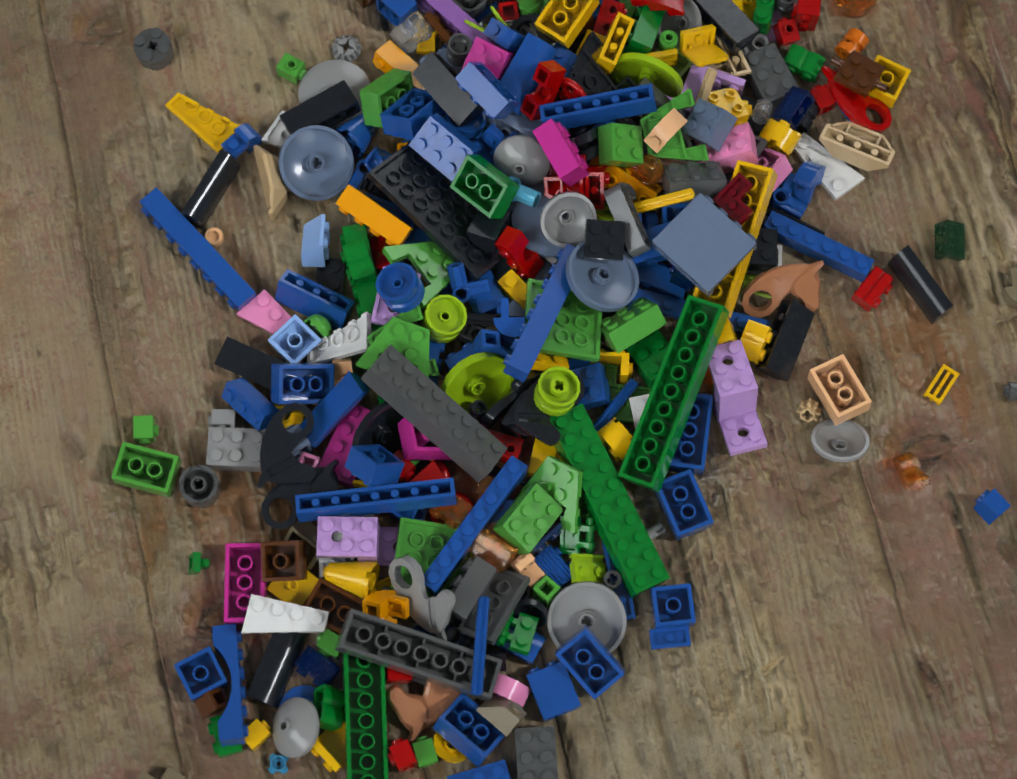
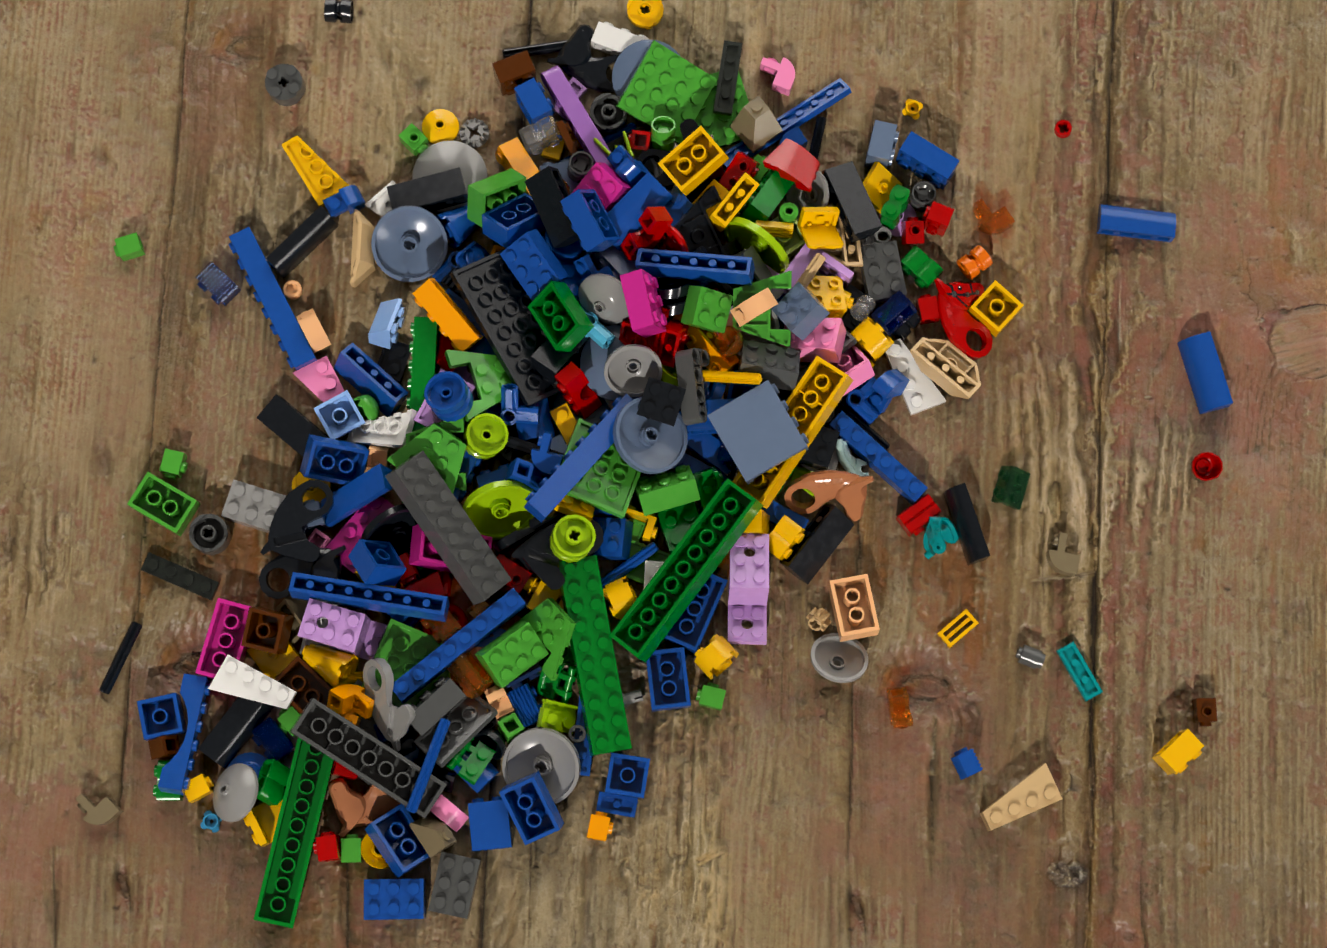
camera: 15 degrees right, 5 degrees up
(44, 237) = (129, 247): none -> bright green brick
(140, 249) = (218, 284): none -> clear blue brick
(144, 629) = (120, 658): none -> black axle
(181, 535) = (180, 576): none -> pearl dark grey plate
(197, 563) = (186, 607): green tile -> none
(223, 418) = (251, 474): light grey brick -> none
(246, 268) = (313, 330): none -> light nougat brick
(249, 403) = (278, 466): blue brick -> none
(311, 58) = (436, 134): none -> yellow dish
(358, 261) = (419, 356): green brick -> none
(478, 404) = (495, 527): black plate -> none
(526, 452) = (531, 585): none -> yellow plate
(659, 663) = (599, 826): none -> light orange brick
(671, 308) = (708, 484): none -> green bracket
(722, 471) = (715, 657): none -> yellow brick
(729, 510) = (711, 696): none -> bright green brick
(731, 199) = (797, 393): dark red plate -> none
(790, 255) = (849, 462): none -> light aqua piece
(859, 74) = (970, 296): reddish brown plate -> none
(900, 300) = (937, 531): none -> teal helmet

